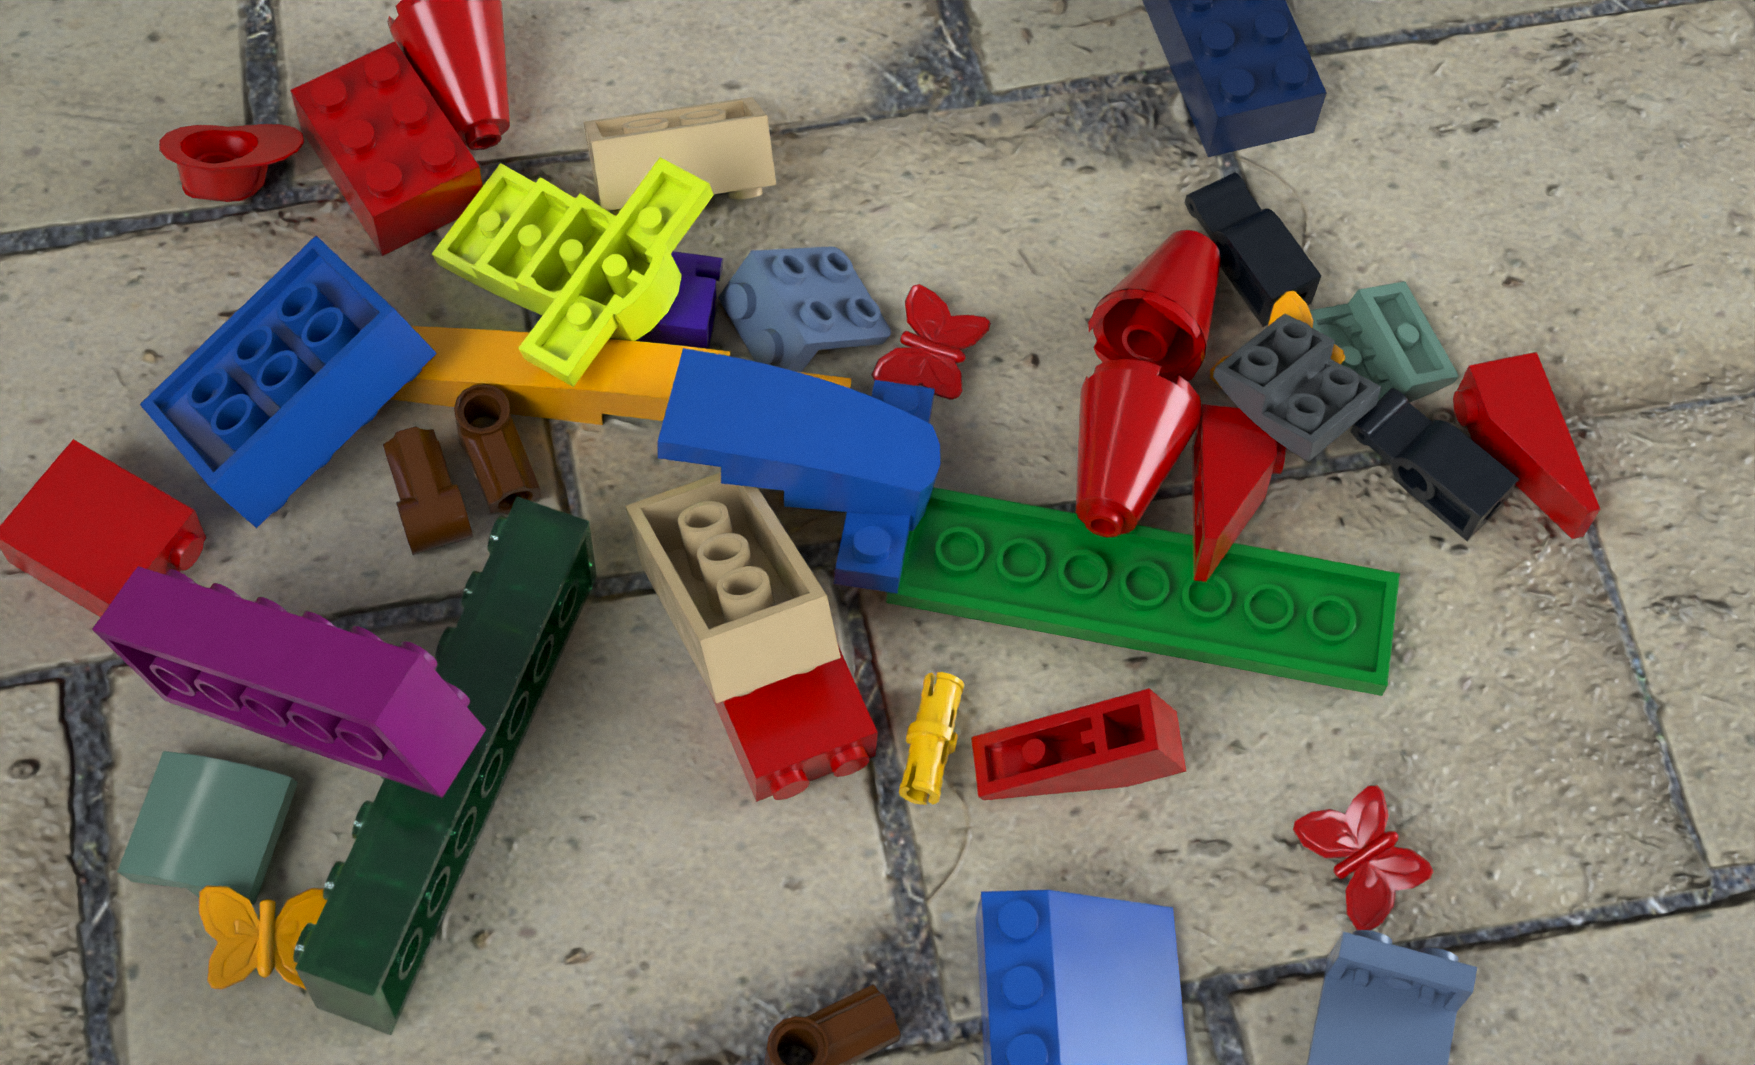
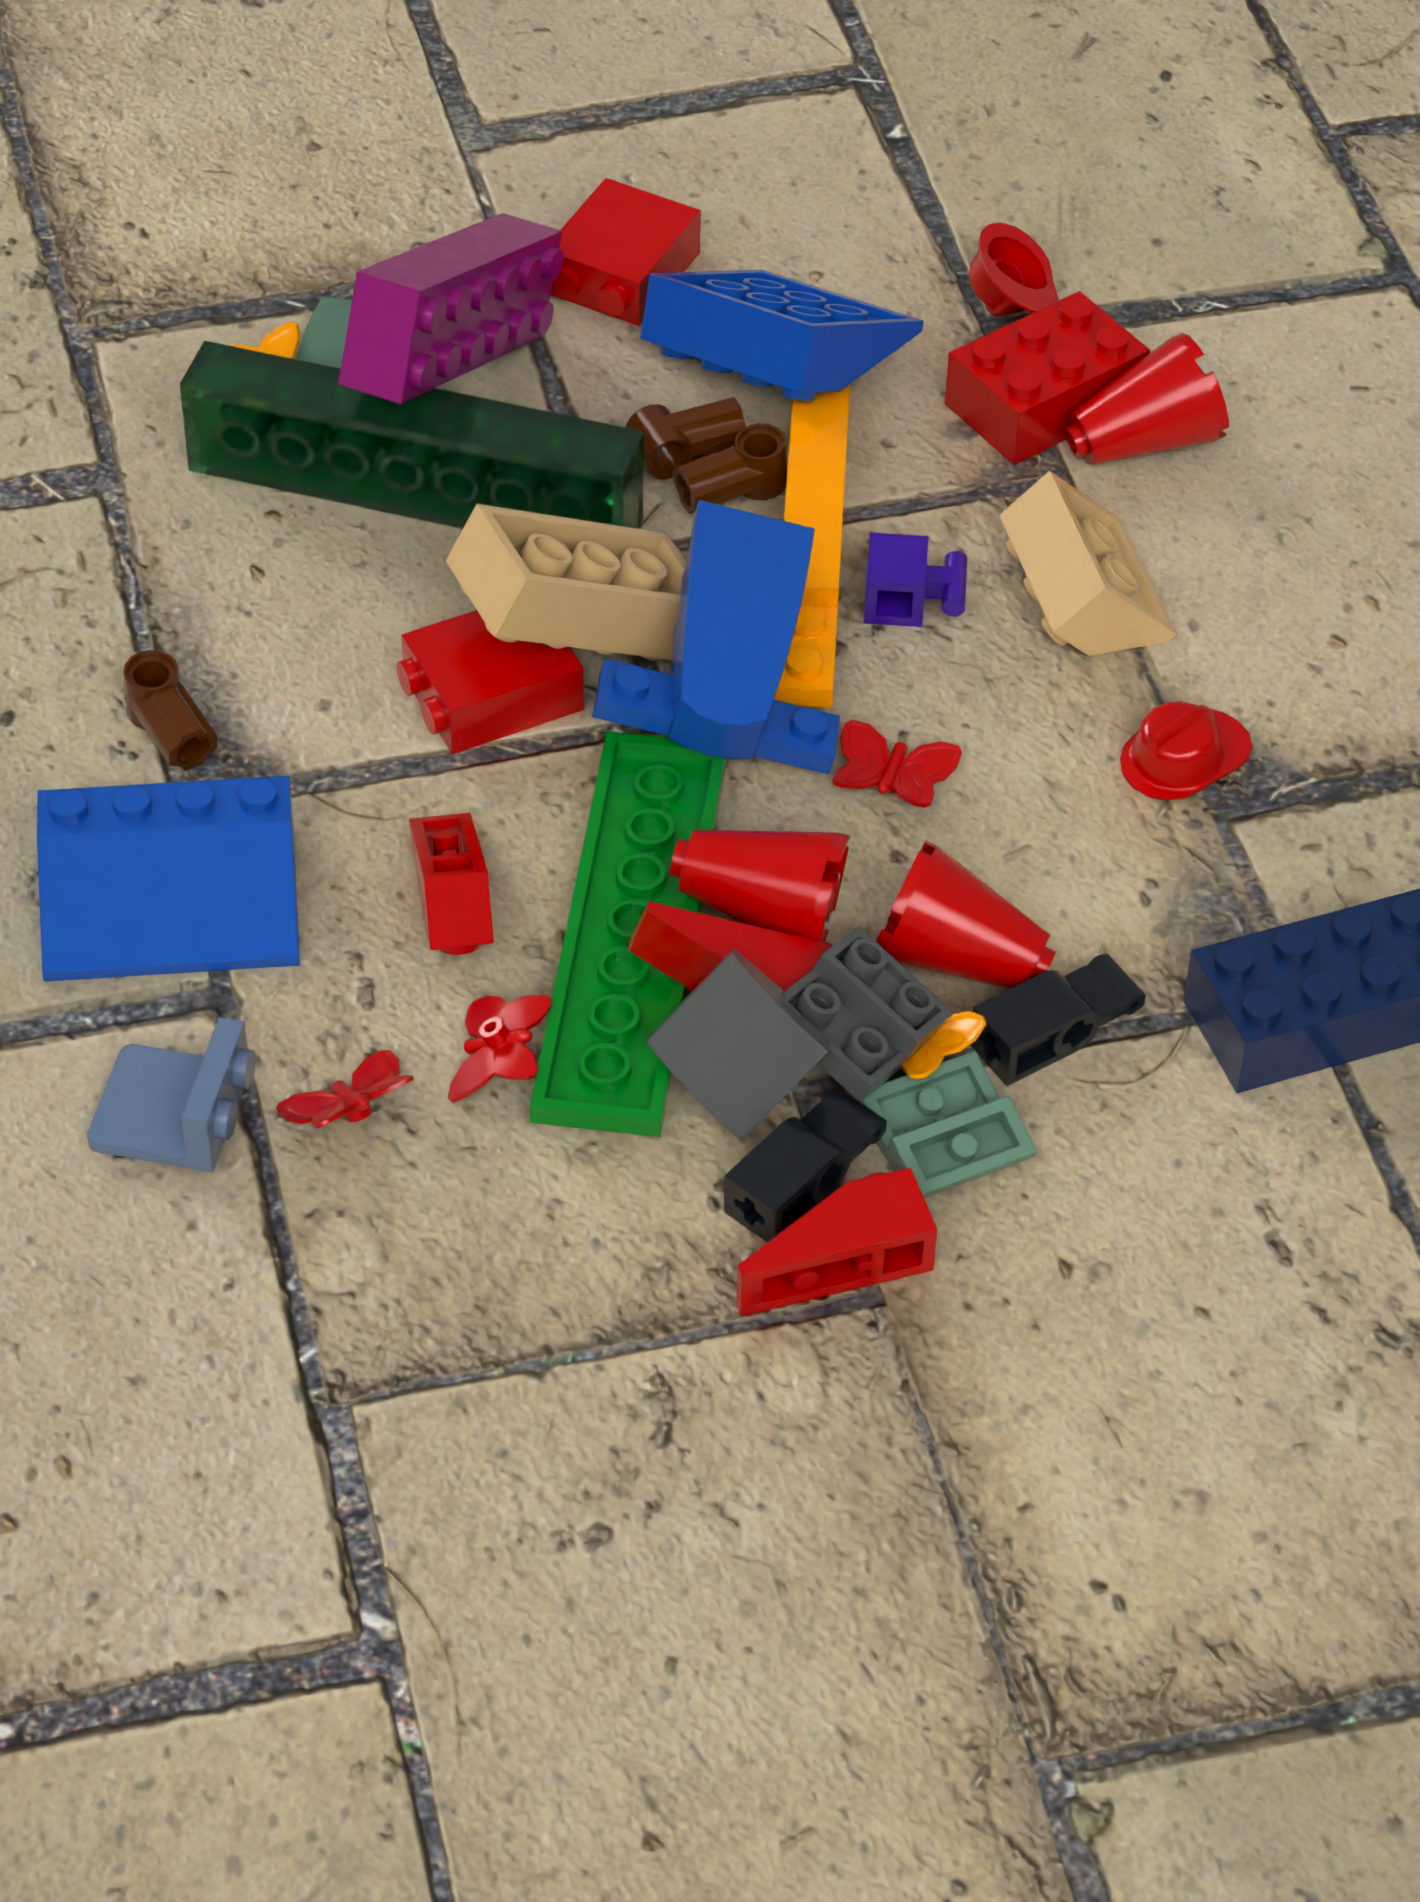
camera: 90 degrees right, 15 degrees down
(575, 260) = (918, 486): neon yellow slope -> none
(801, 303) = (923, 671): sand blue bracket -> none
(907, 112) = (1183, 750): none -> red piece
(931, 738) = (462, 775): yellow pin -> none
(1297, 711) = (498, 1042): none -> red piece
(1342, 488) = (737, 1044): none -> dark grey slope

